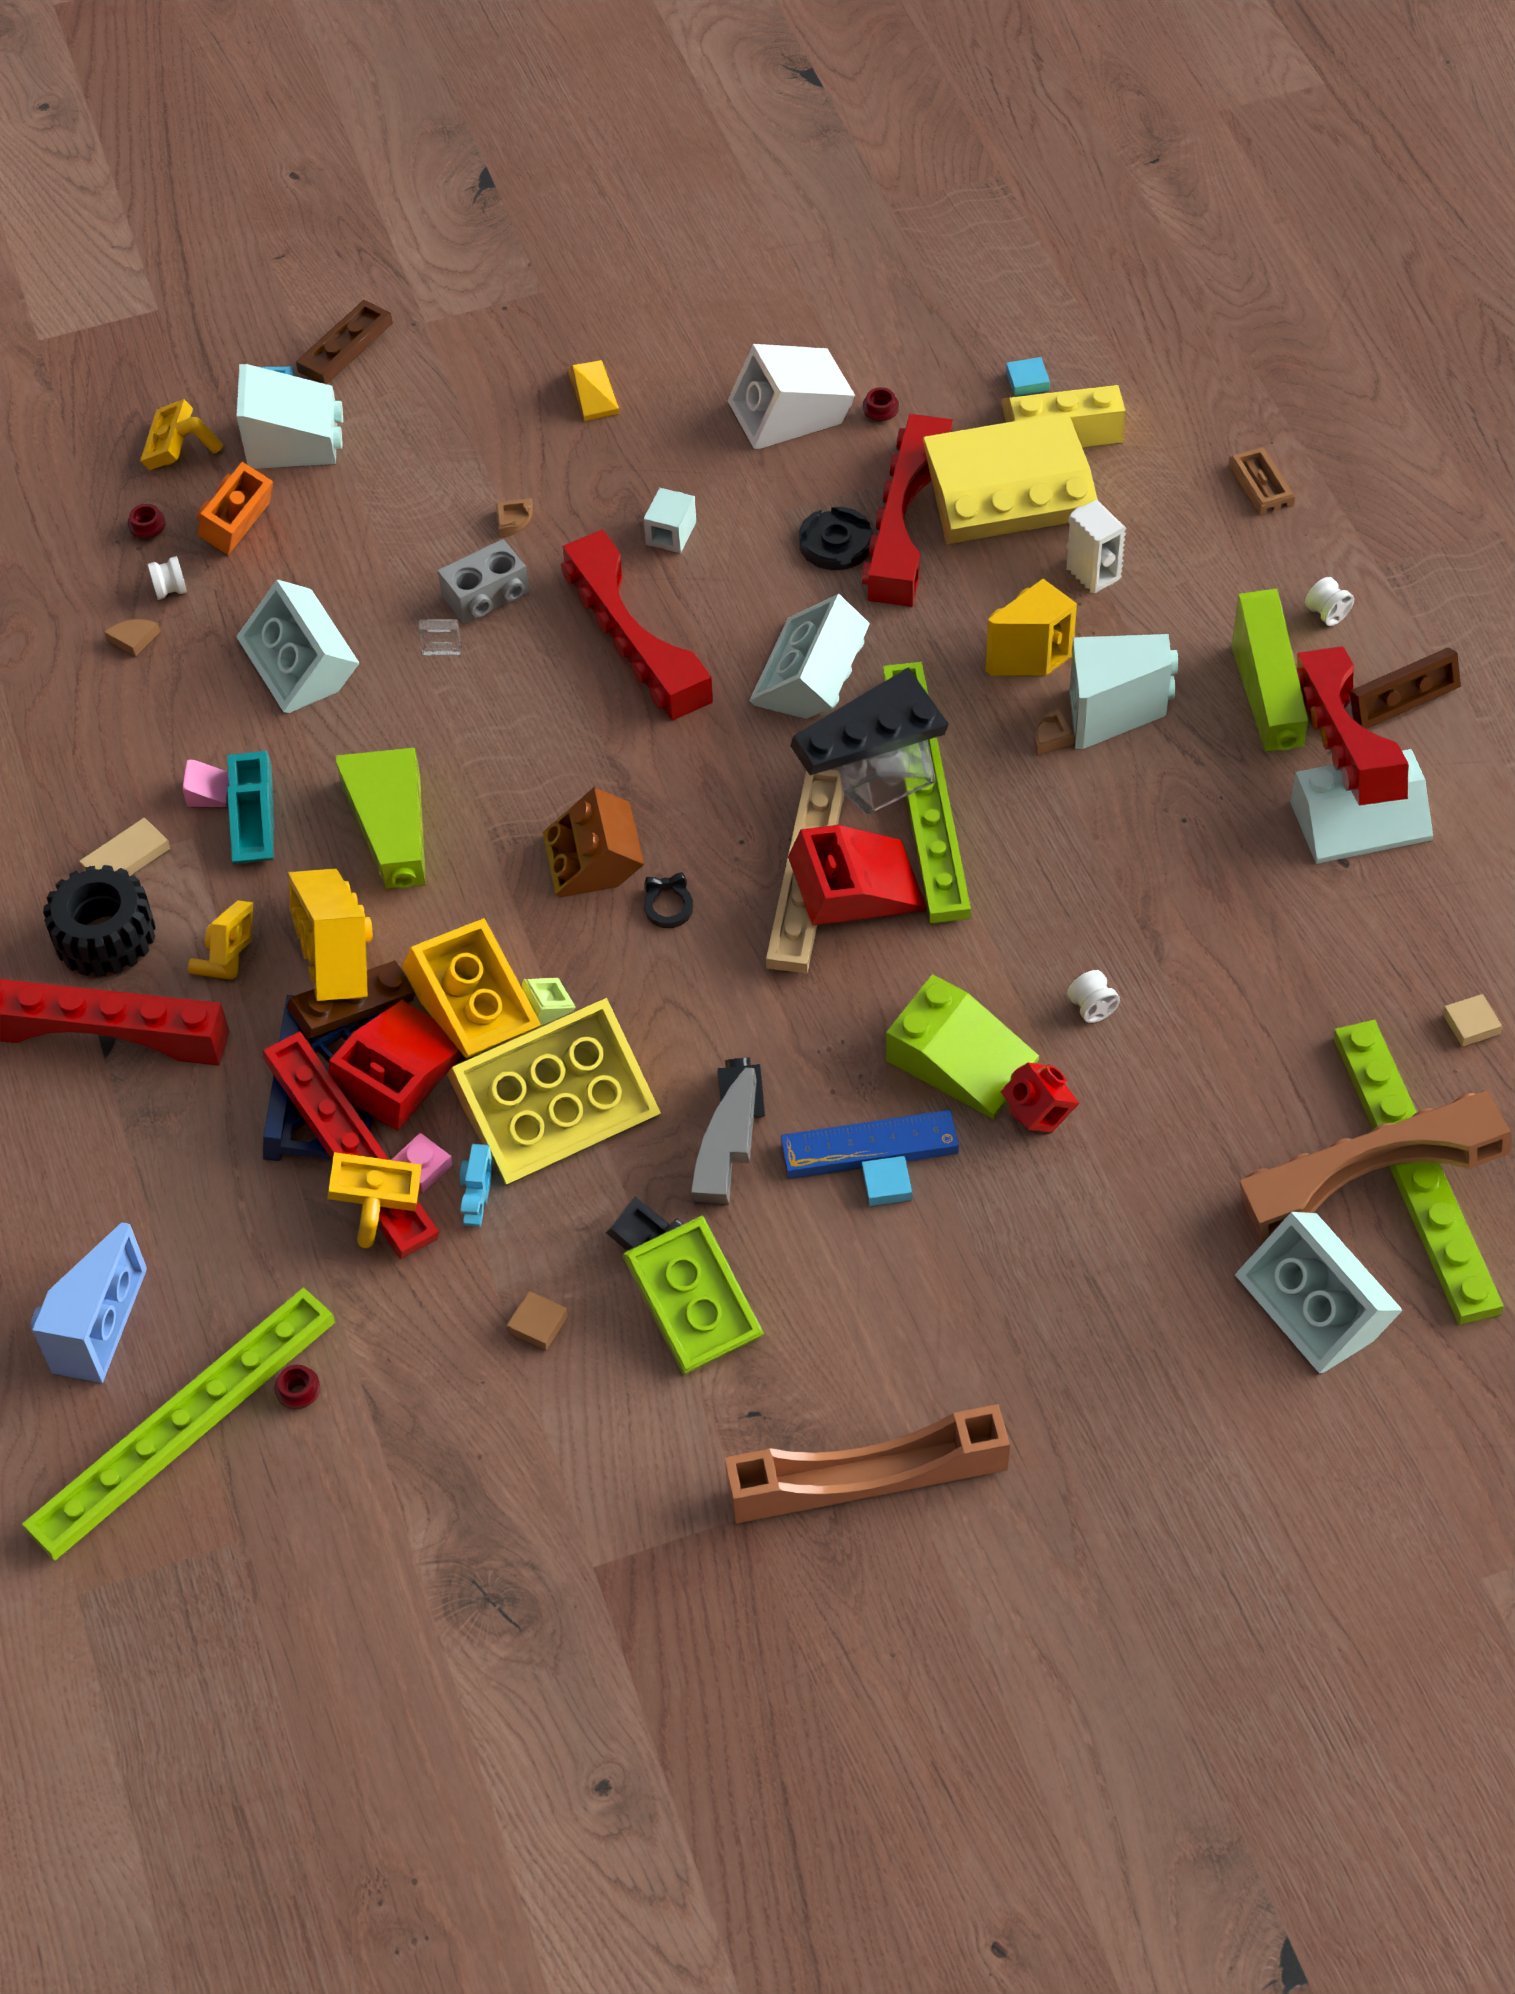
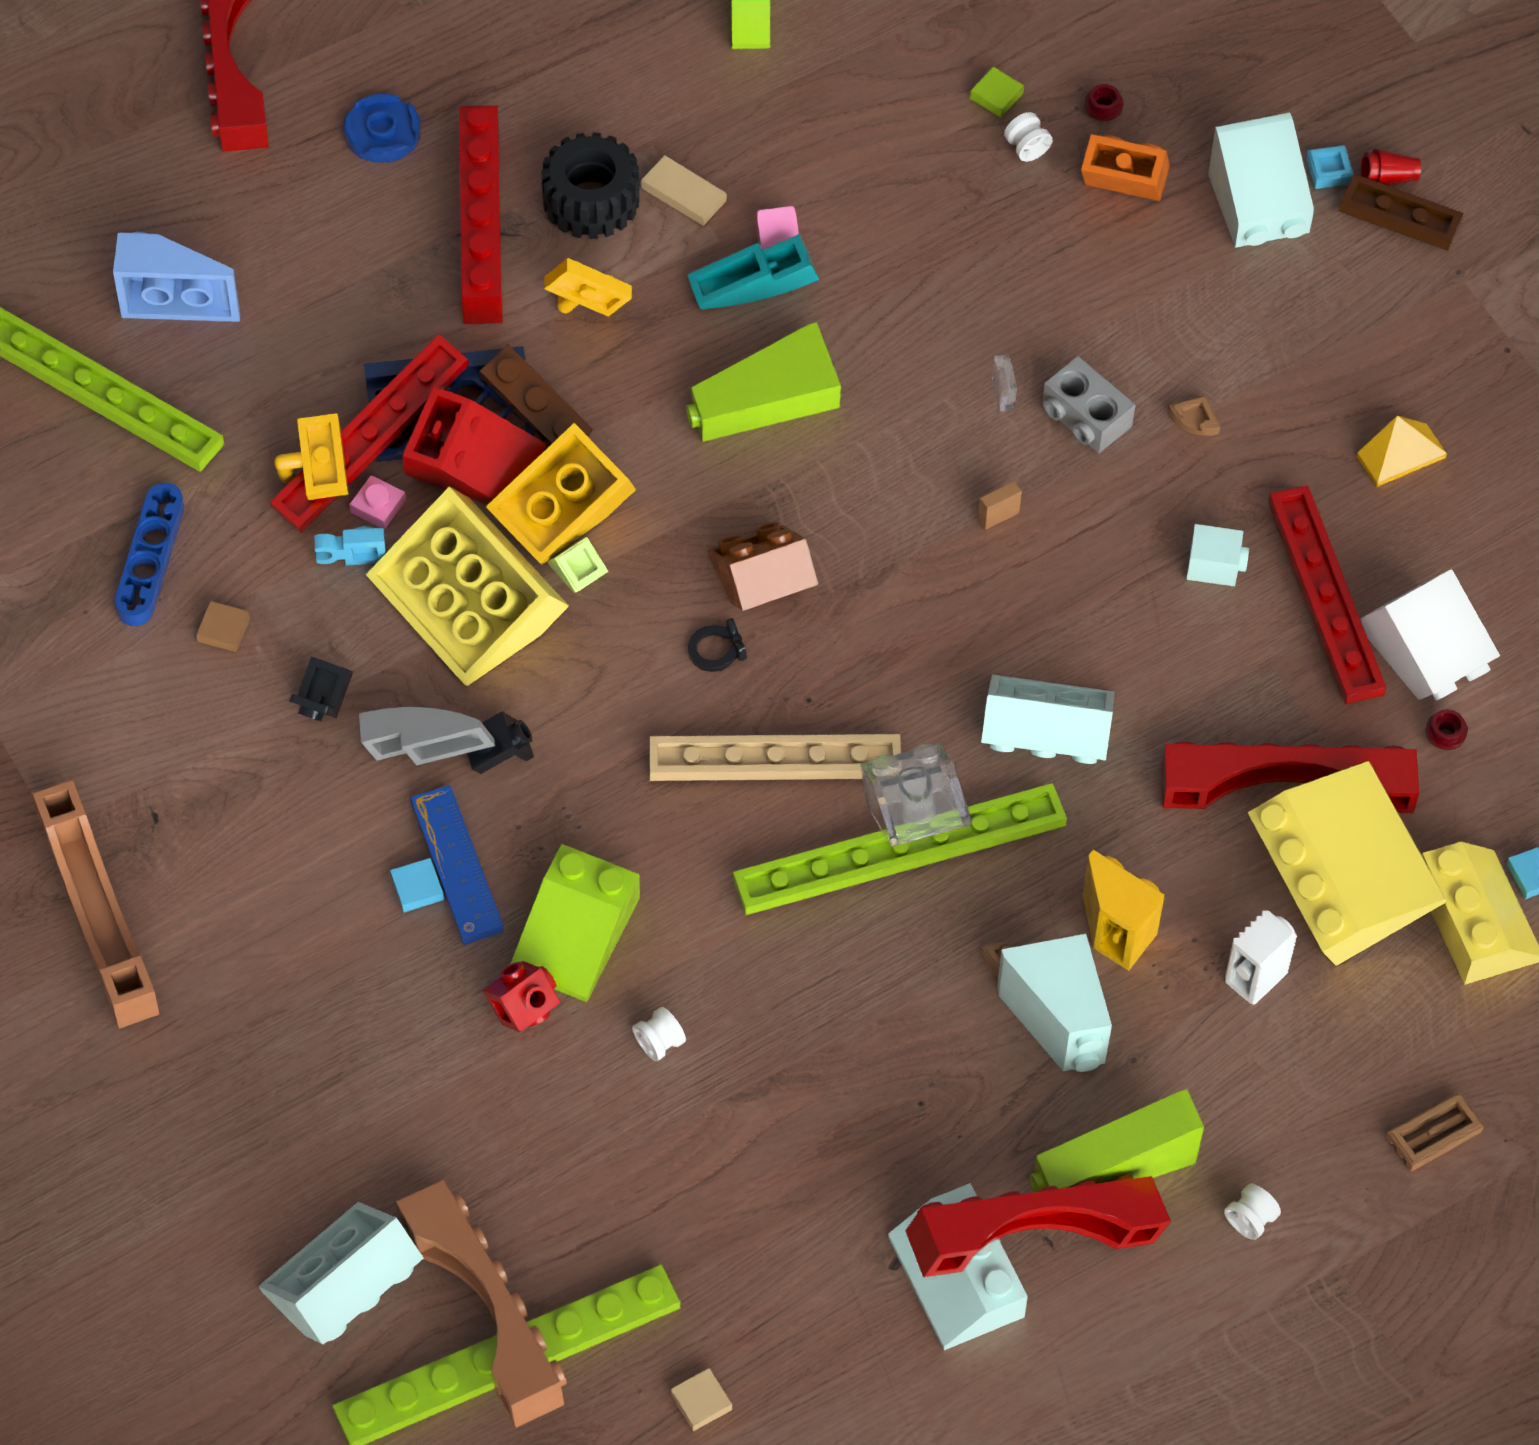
camera: 75 degrees right, 5 degrees up
(101, 598) = (997, 92): none -> lime tile
(132, 634) = (954, 129): medium nougat tile -> none
(168, 432) = (1223, 89): yellow plate -> none
(293, 341) = (1389, 167): none -> red cone
(294, 1376) = (127, 448): dark red plate -> none
(296, 647) = (964, 266): light aqua slope -> none
(330, 932) = (592, 356): yellow wedge -> none
(430, 1375) = (147, 553): none -> blue beam
(574, 660) = (999, 505): none -> medium nougat tile
(671, 673) = (1120, 506): red arch -> none
(692, 1295) = (255, 737): lime tile -> none
(727, 456) = (1327, 595): none -> red plate
(835, 538) = (1238, 714): black tile -> none
(853, 875) = (757, 794): red slope -> none
(870, 725) = (936, 771): black wing -> none
(1405, 688) = (1138, 1298): reddish brown plate -> none

